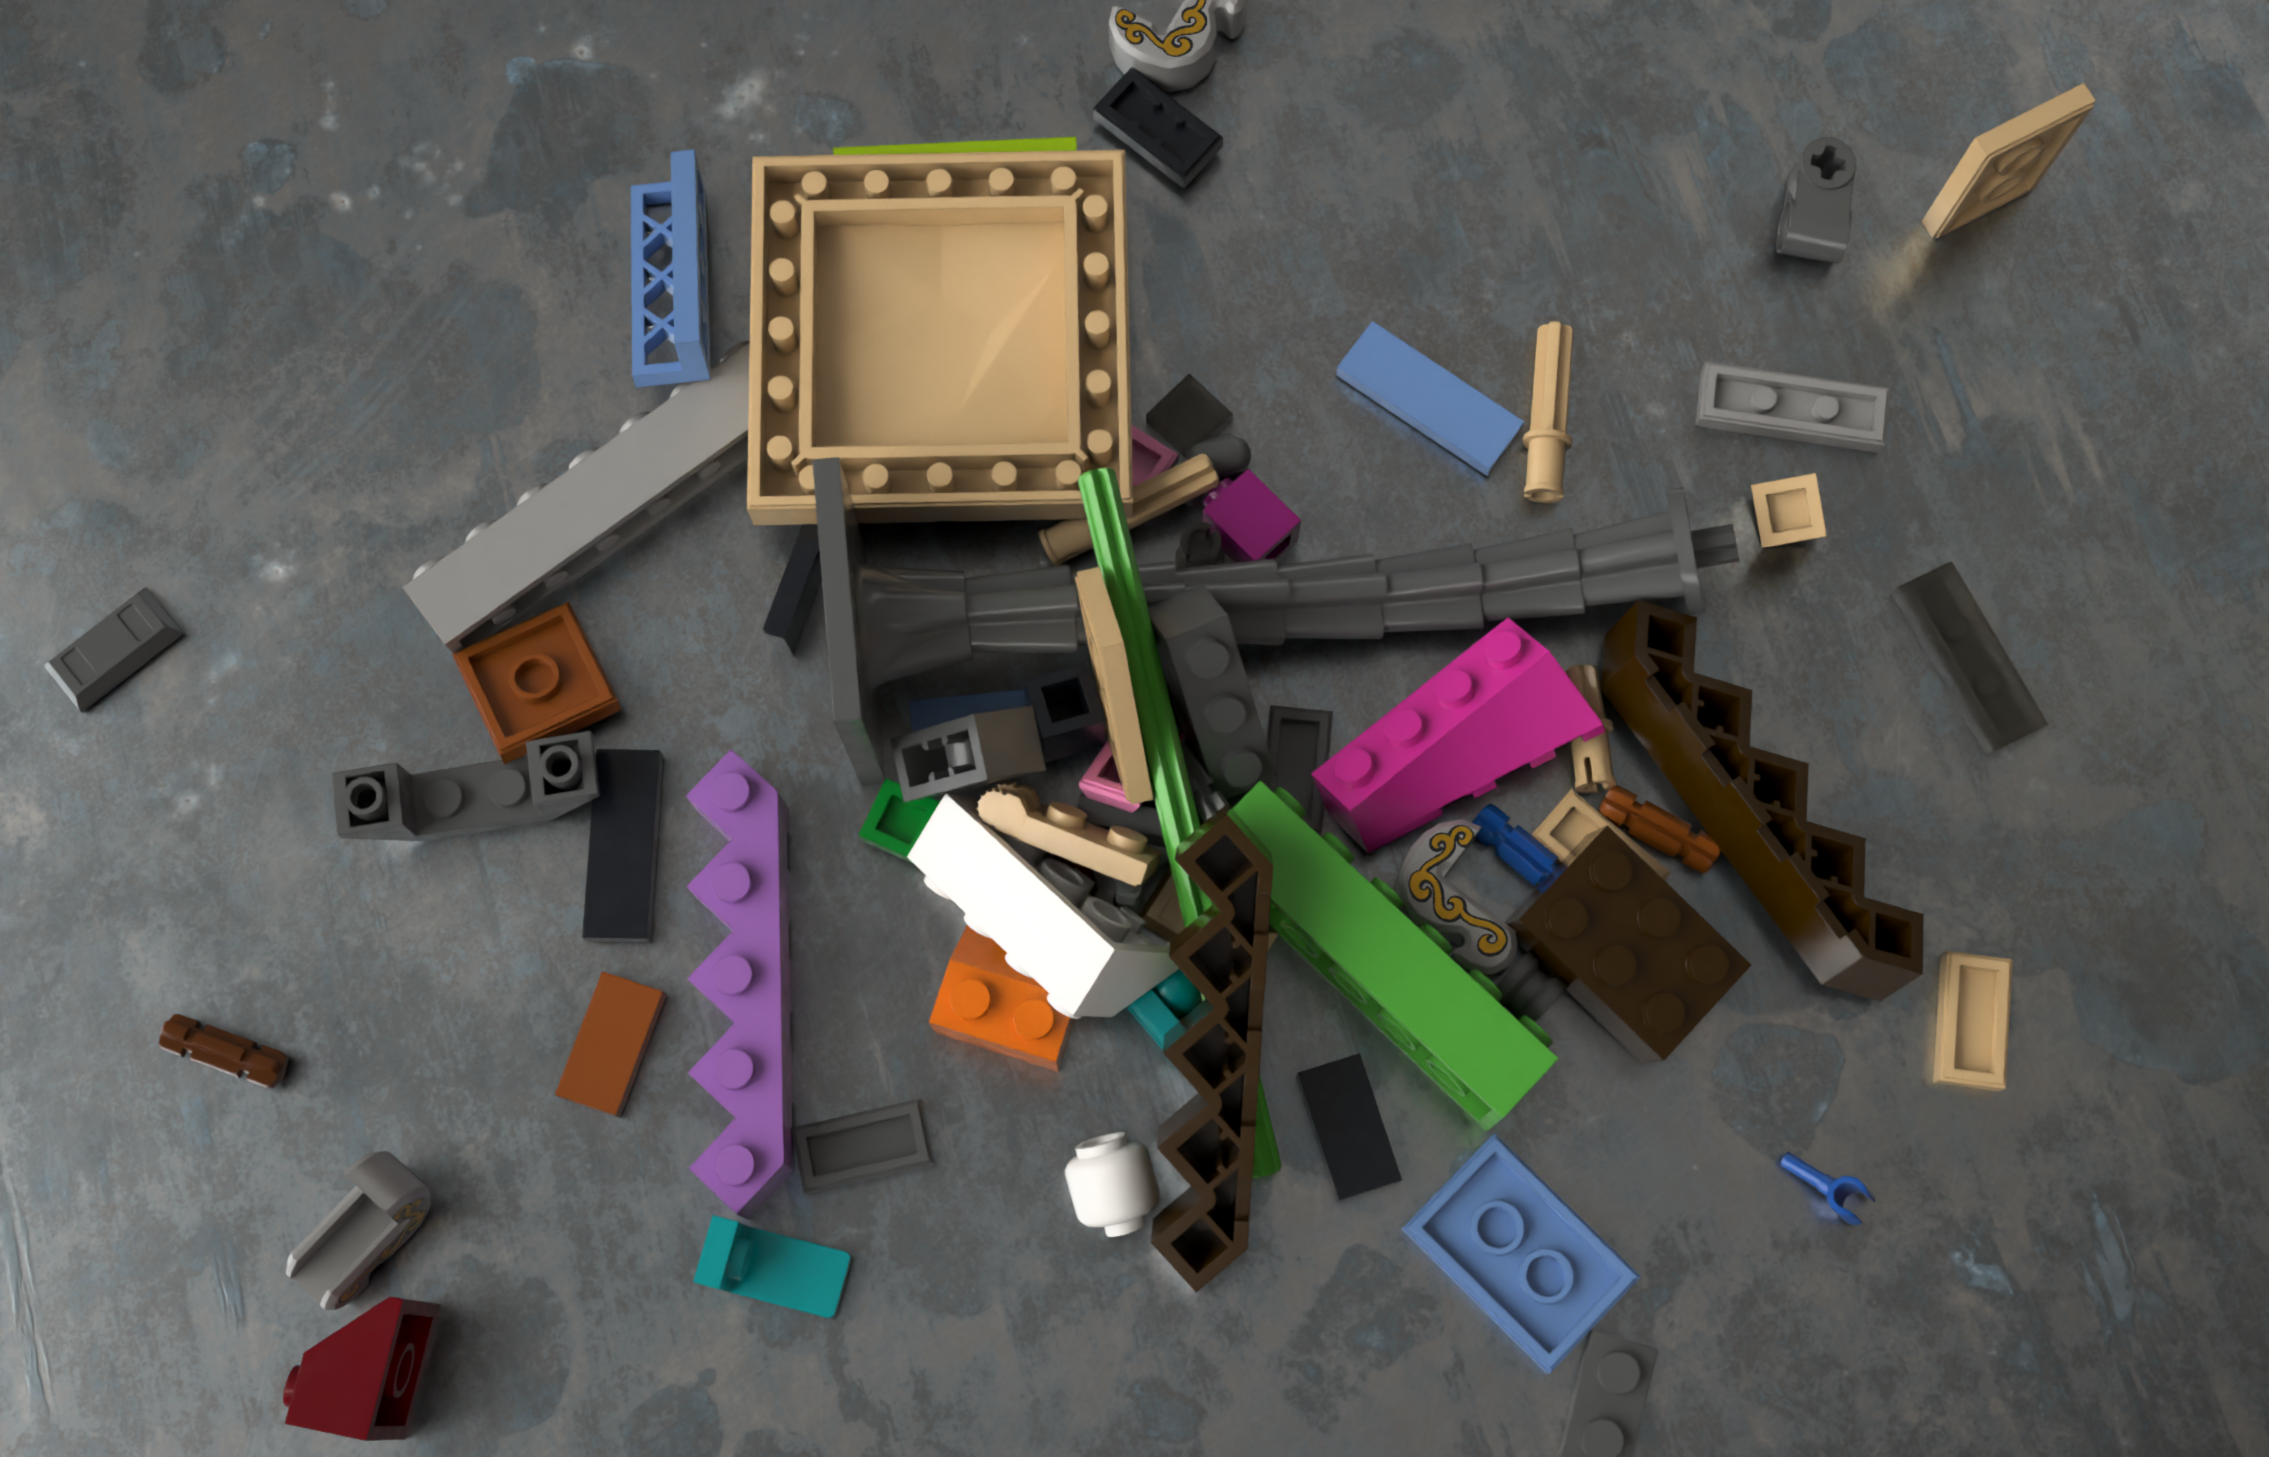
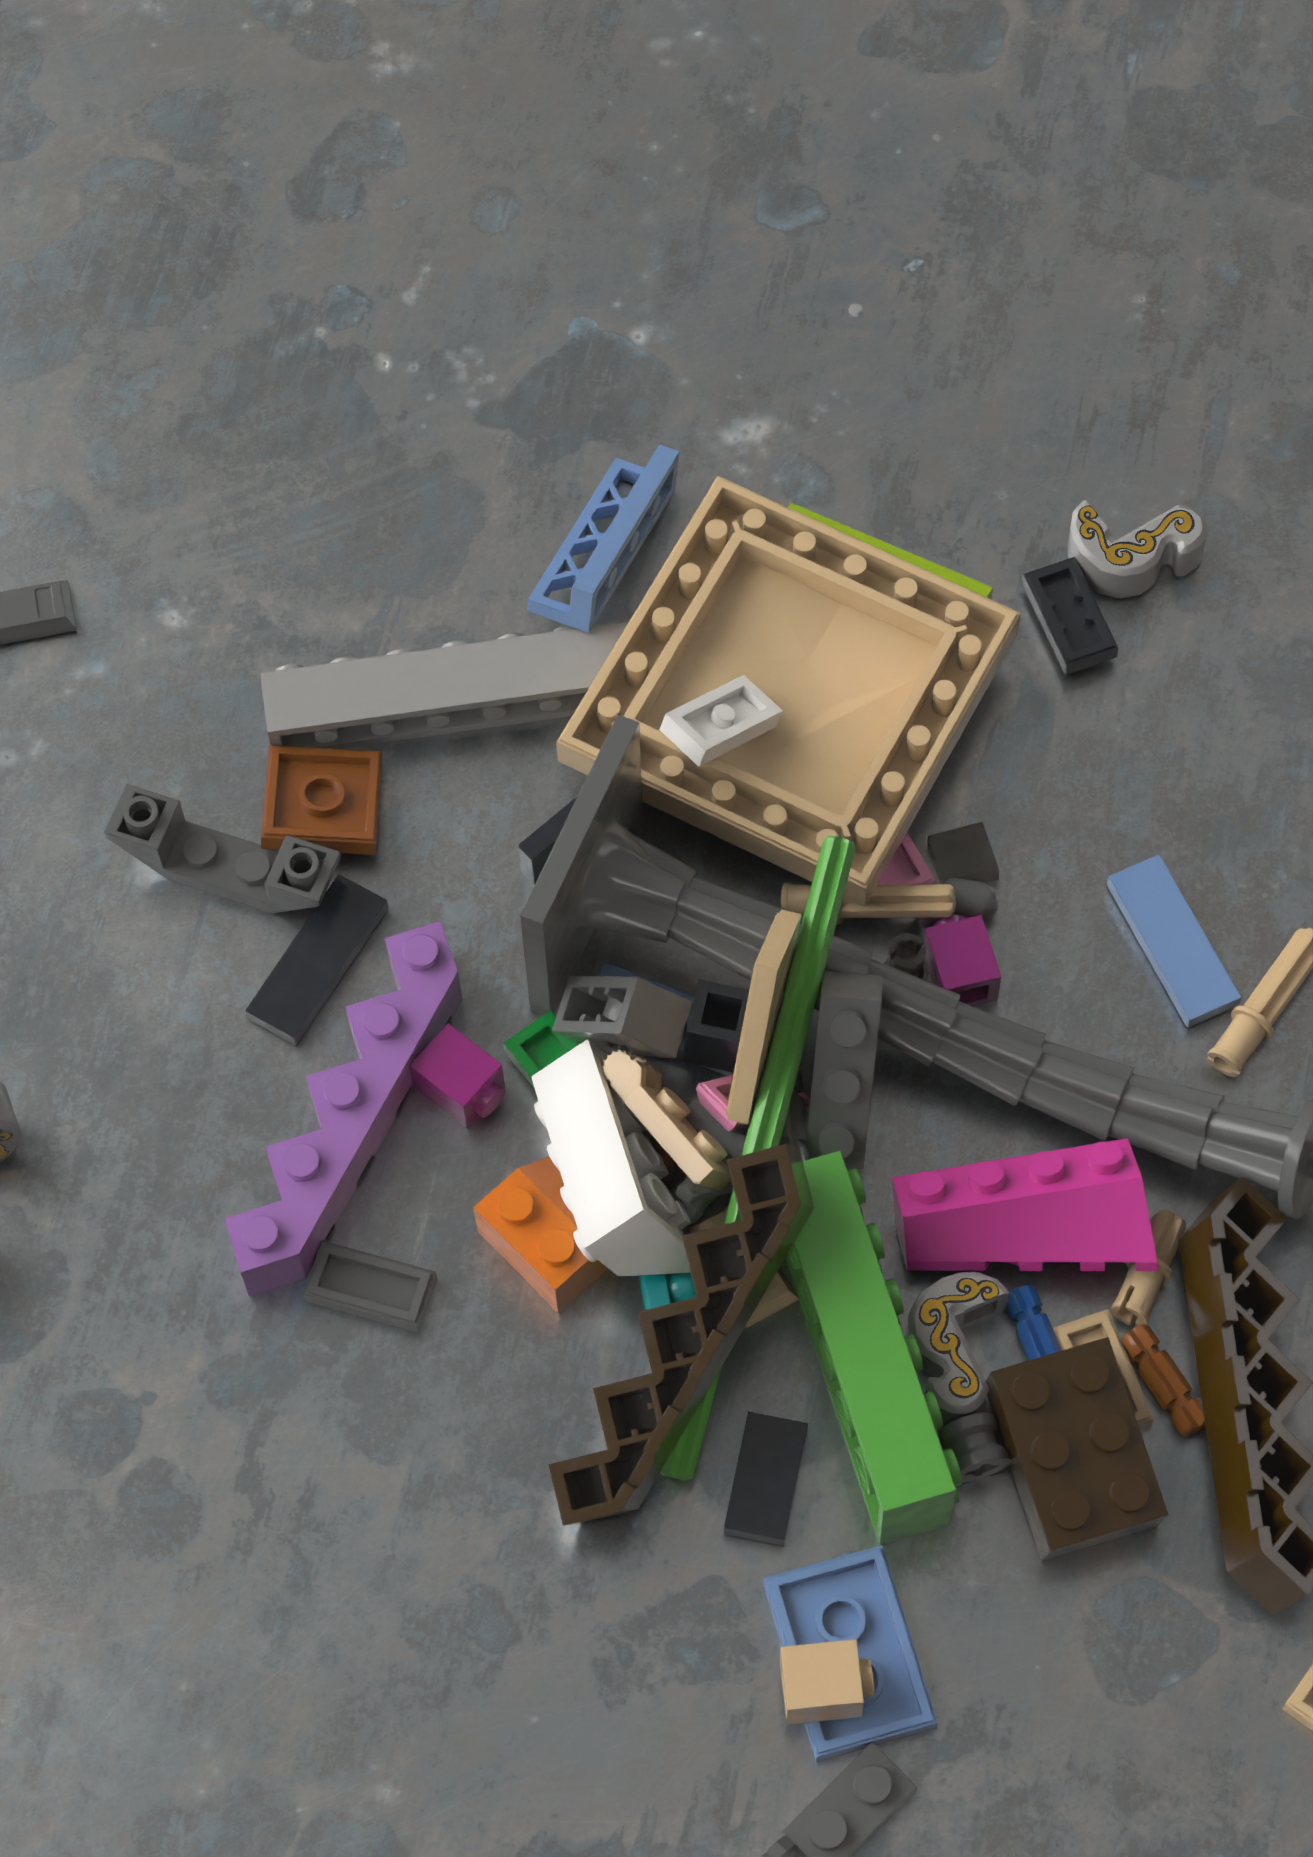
camera: 30 degrees right, 10 degrees down
(611, 1044) = (220, 1104): dark orange tile -> none
(772, 1267) = (243, 1334): teal bracket -> none
(833, 892) = (458, 1076): none -> magenta brick
(898, 405) = (721, 720): none -> white plate
(1112, 1183) = (548, 1415): white head -> none
(1298, 746) = (896, 1153): dark grey tile -> none
(1525, 1303) = (824, 1681): none -> tan brick
(1835, 1189) = (1143, 1745): blue hand -> none

